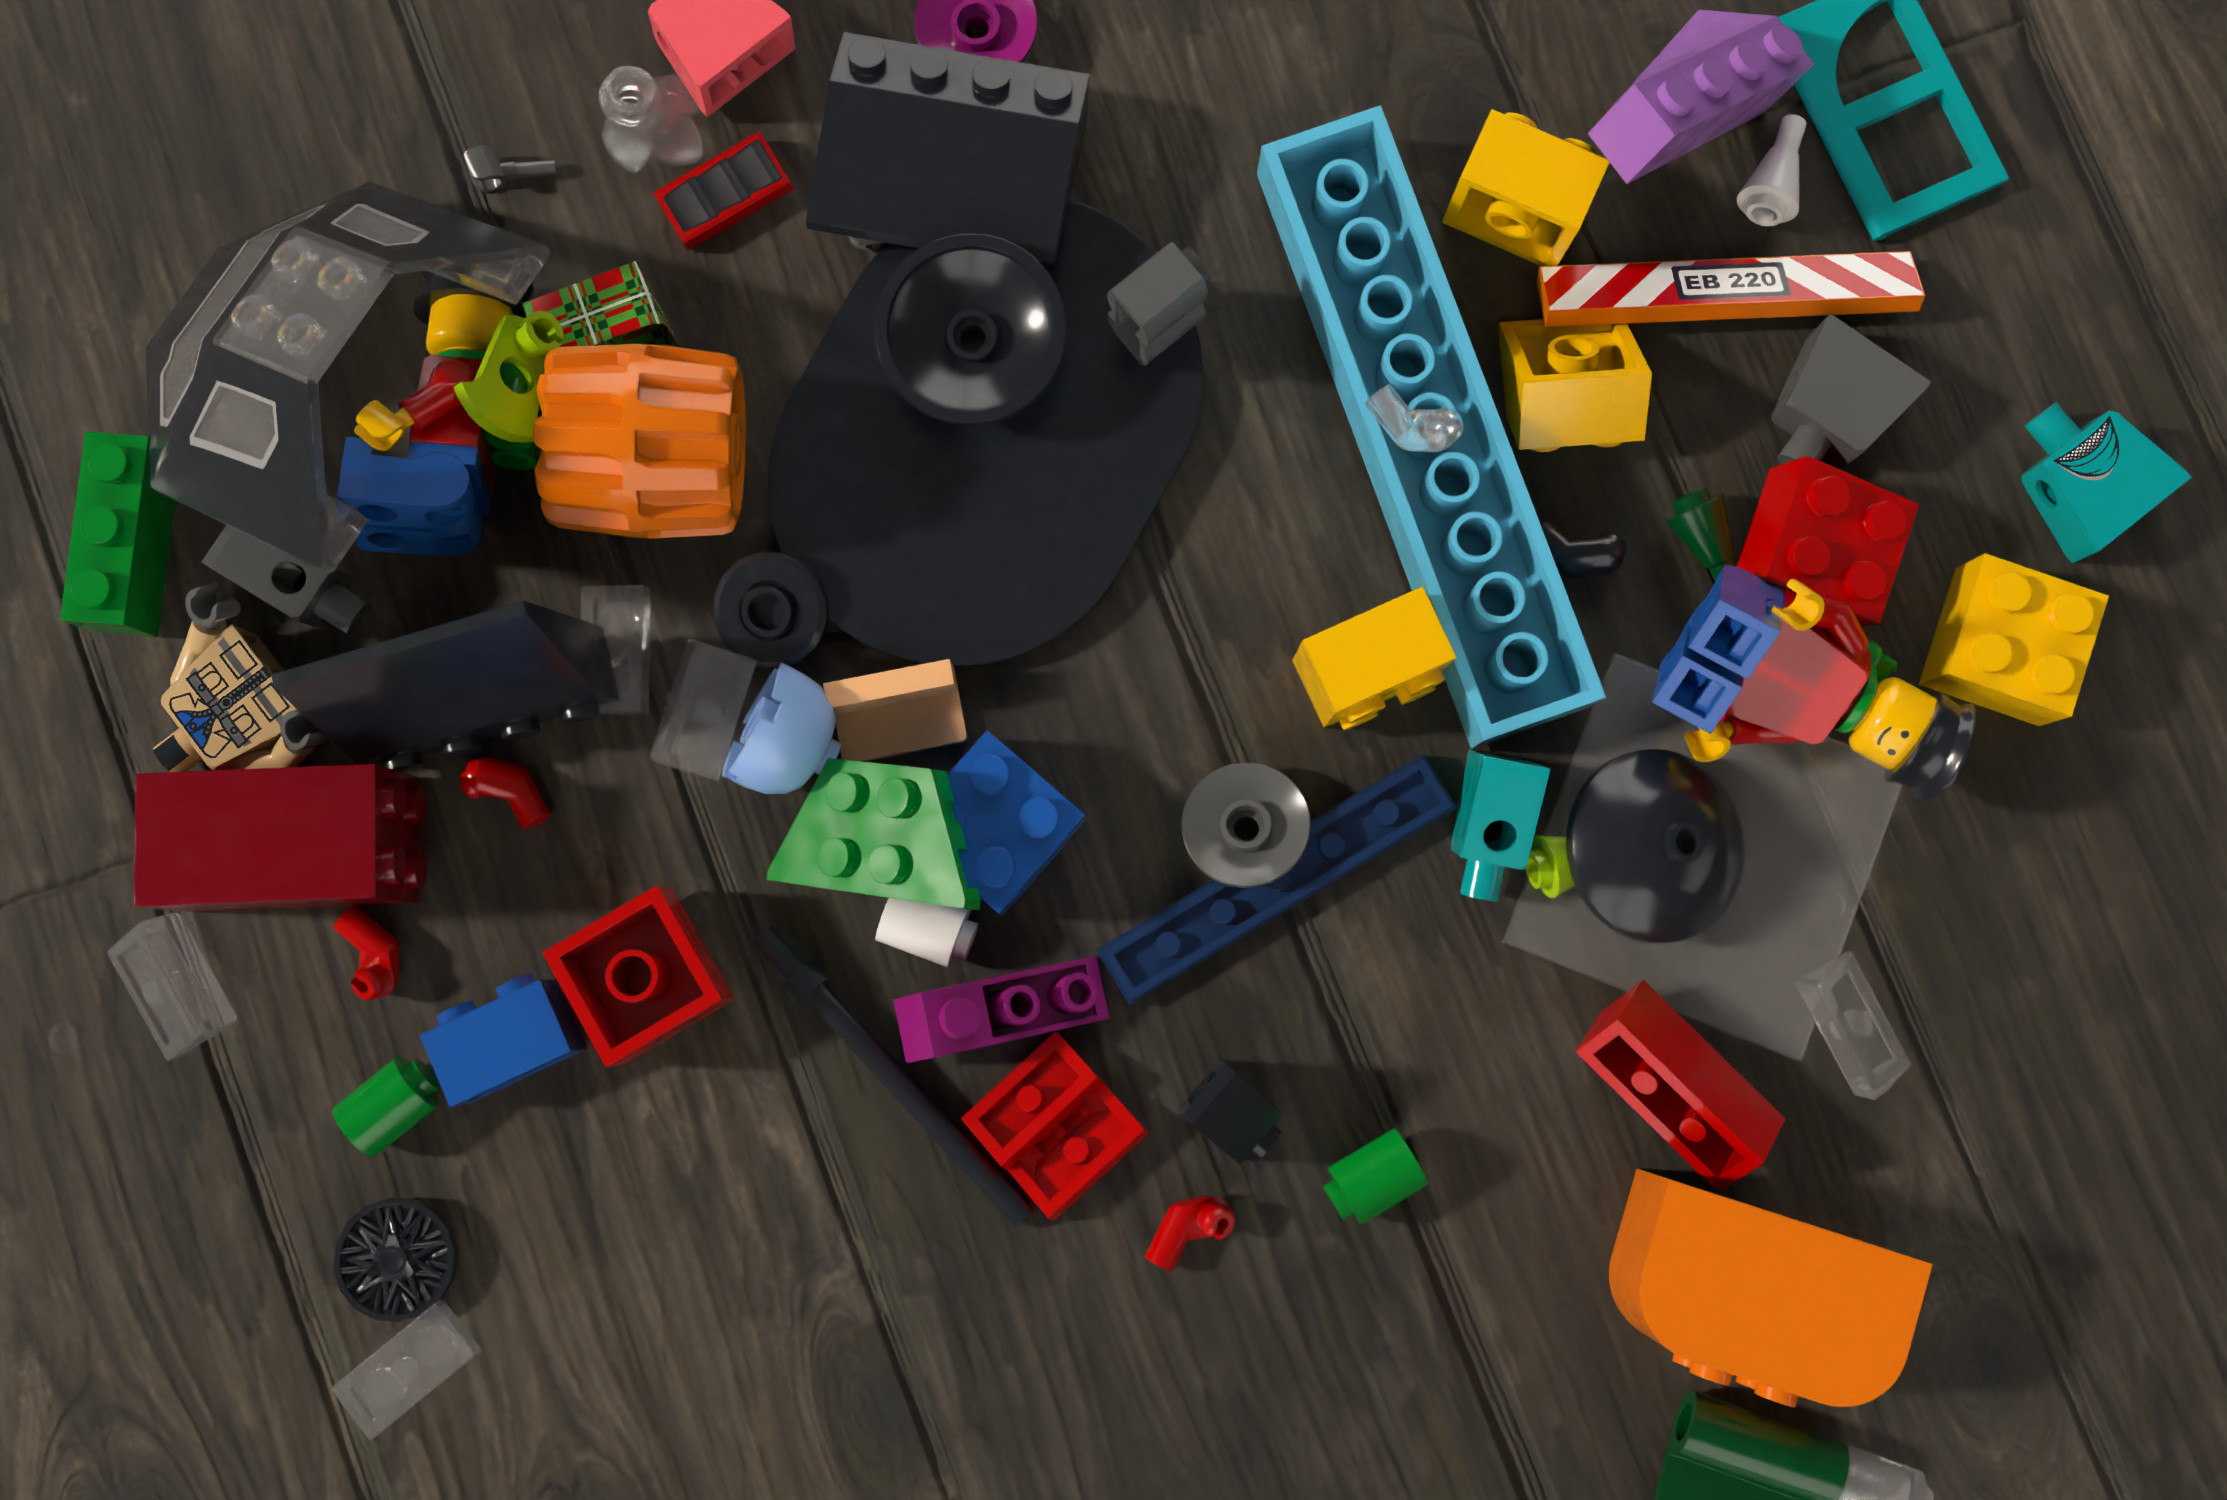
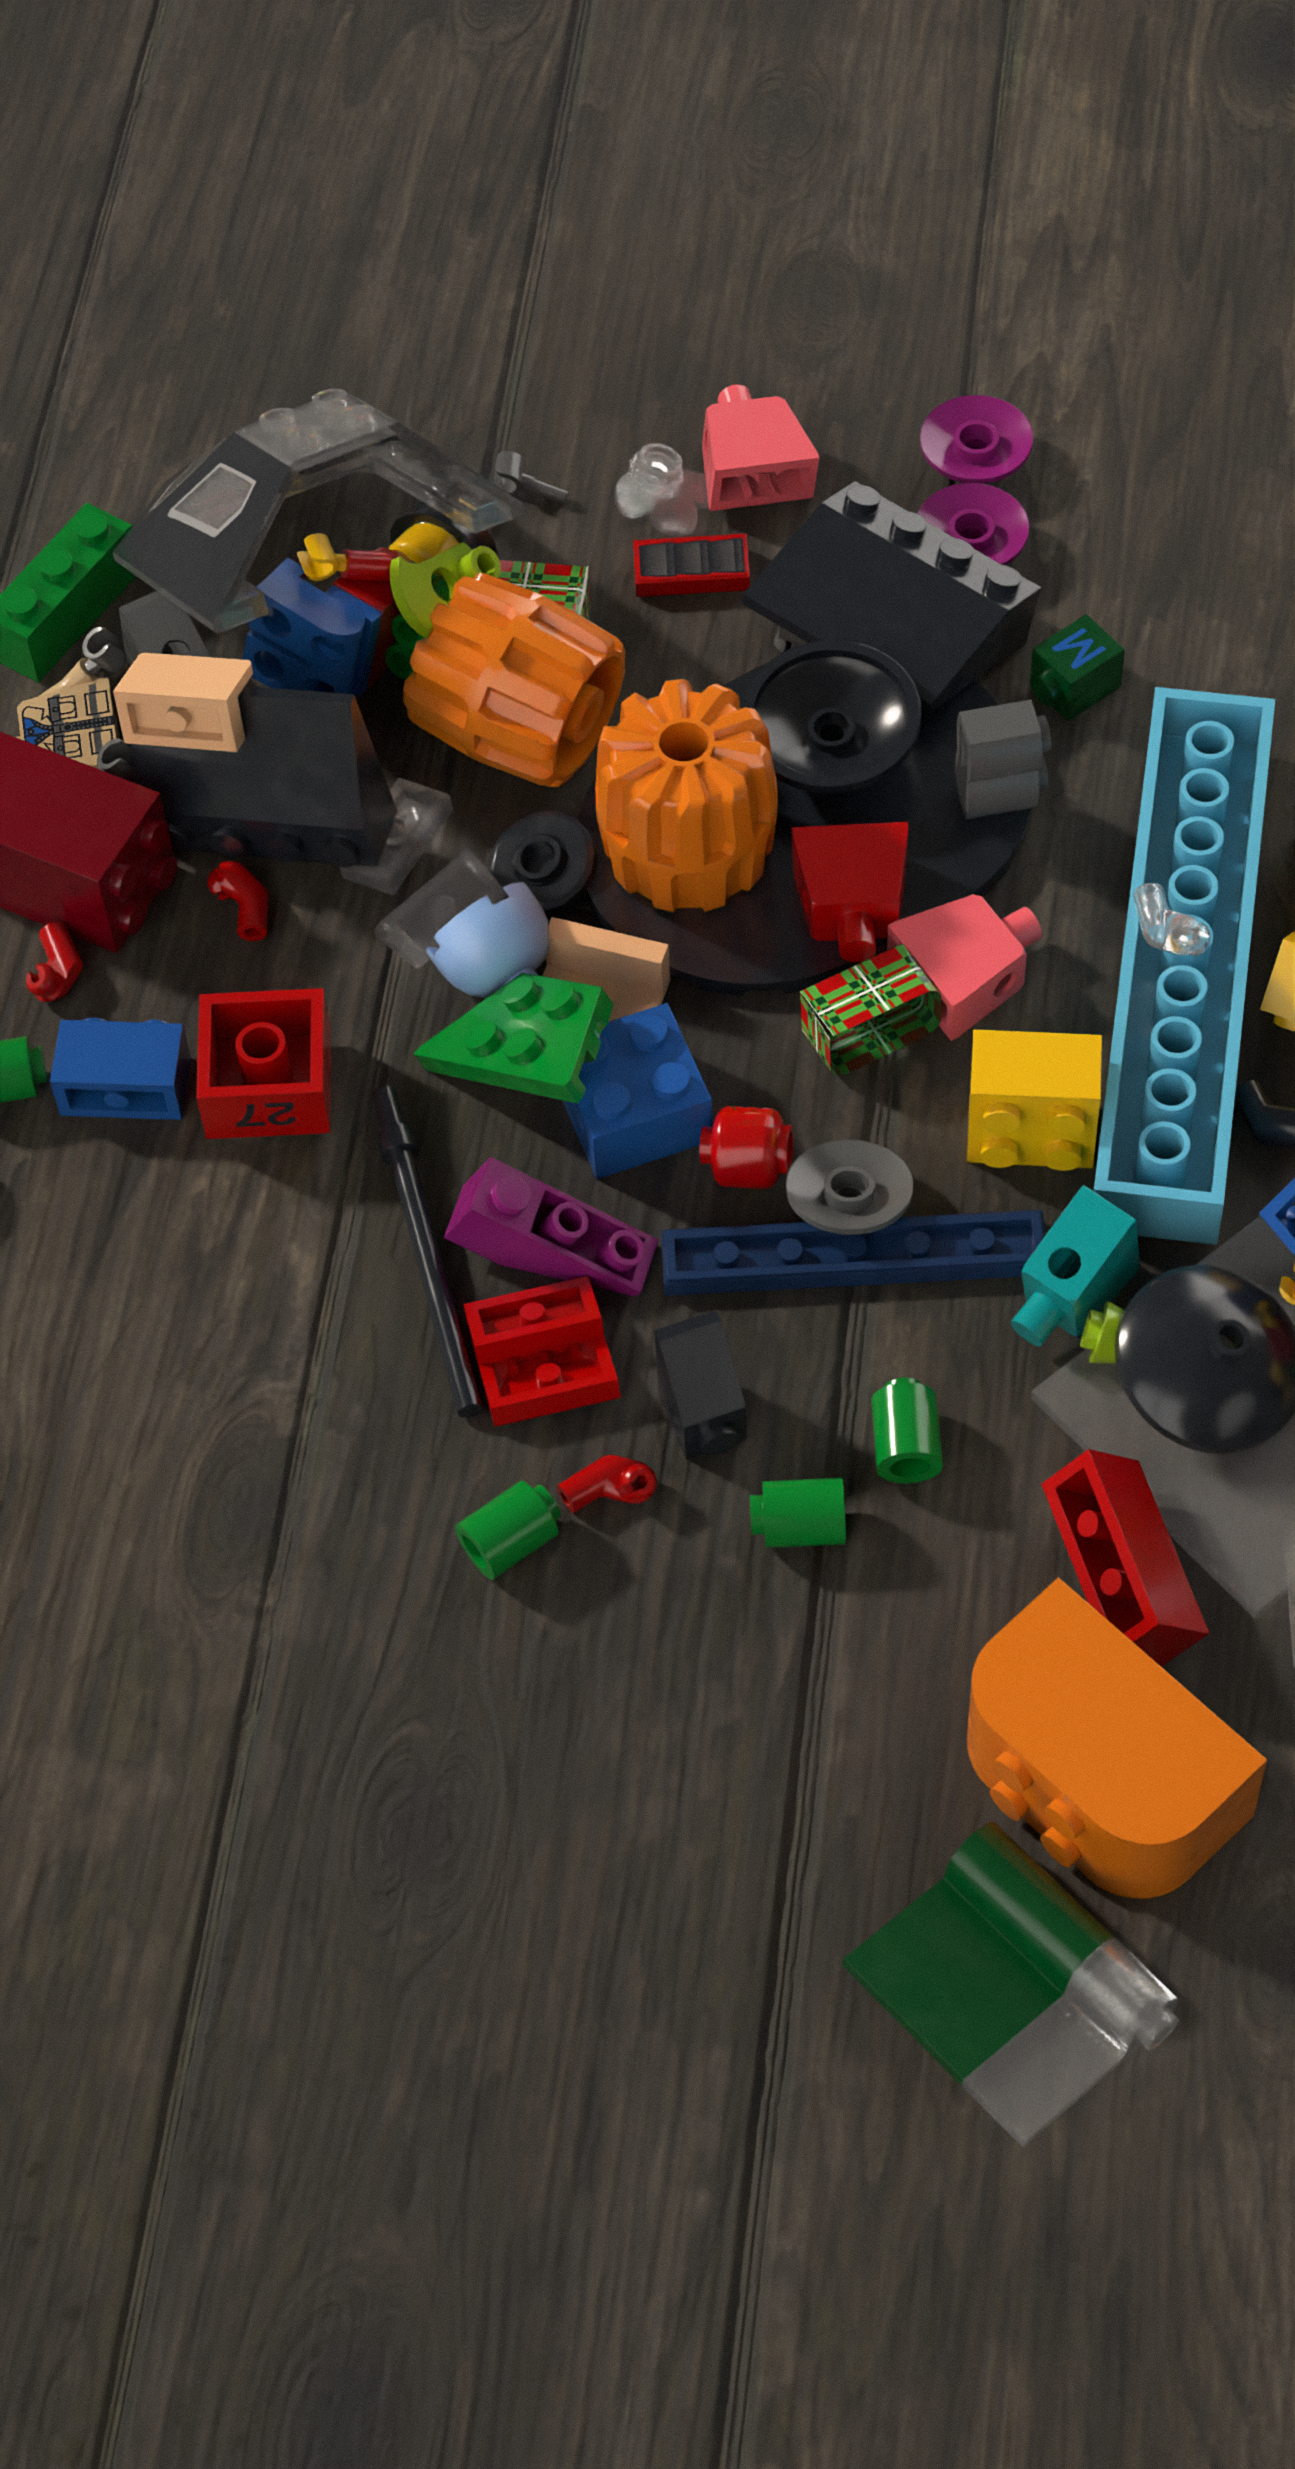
camera: 30 degrees right, 25 degrees down
(344, 673) = (183, 701): none -> light nougat panel
(890, 504) = (686, 796): none -> orange wheel
(927, 930) = (525, 1139): white brick -> none
(1083, 502) = (851, 882): none -> red torso
(1130, 1328) = (509, 1528): none -> green brick
(1132, 831) = (747, 1147): none -> red head
(1157, 140) = (1076, 667): none -> dark green brick
(1163, 624) = (869, 1010): none -> piece
(1219, 522) = (968, 956): none -> coral torso
(1423, 1046) = (906, 1431): none -> green brick

